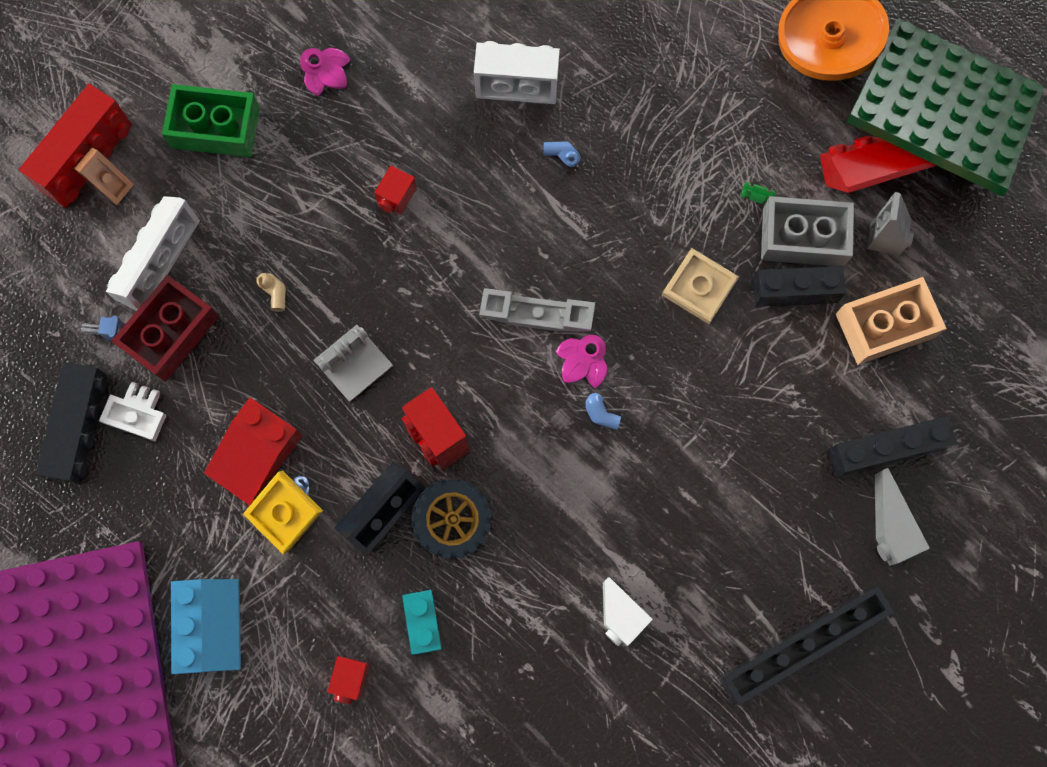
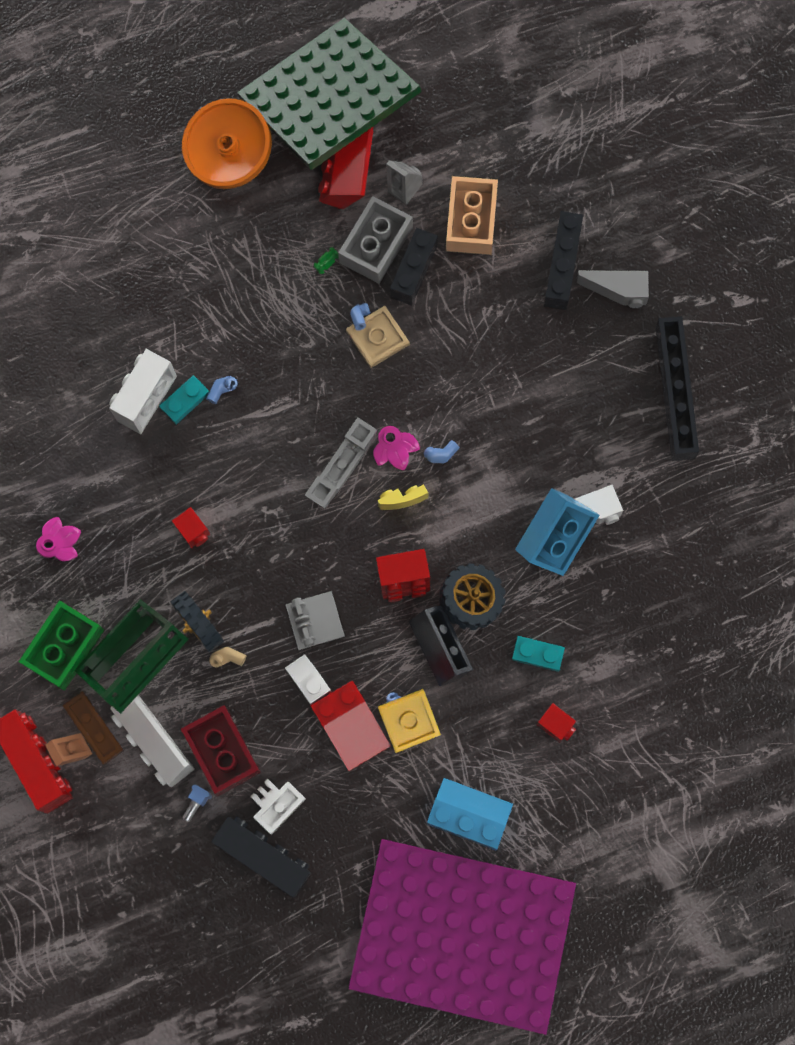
camera: 60 degrees left, 0 degrees up
(144, 193) = (93, 728): none -> reddish brown tile
(170, 188) = (143, 667): none -> dark green window
(282, 385) = (308, 679): none -> white slope
(290, 238) = (197, 621): none -> black wheel
(524, 386) = (394, 500): none -> light yellow slope
(532, 122) = (184, 399): none -> teal plate
(566, 580) = (556, 532): none -> dark azure slope
(713, 252) = (357, 314): none -> medium blue arm

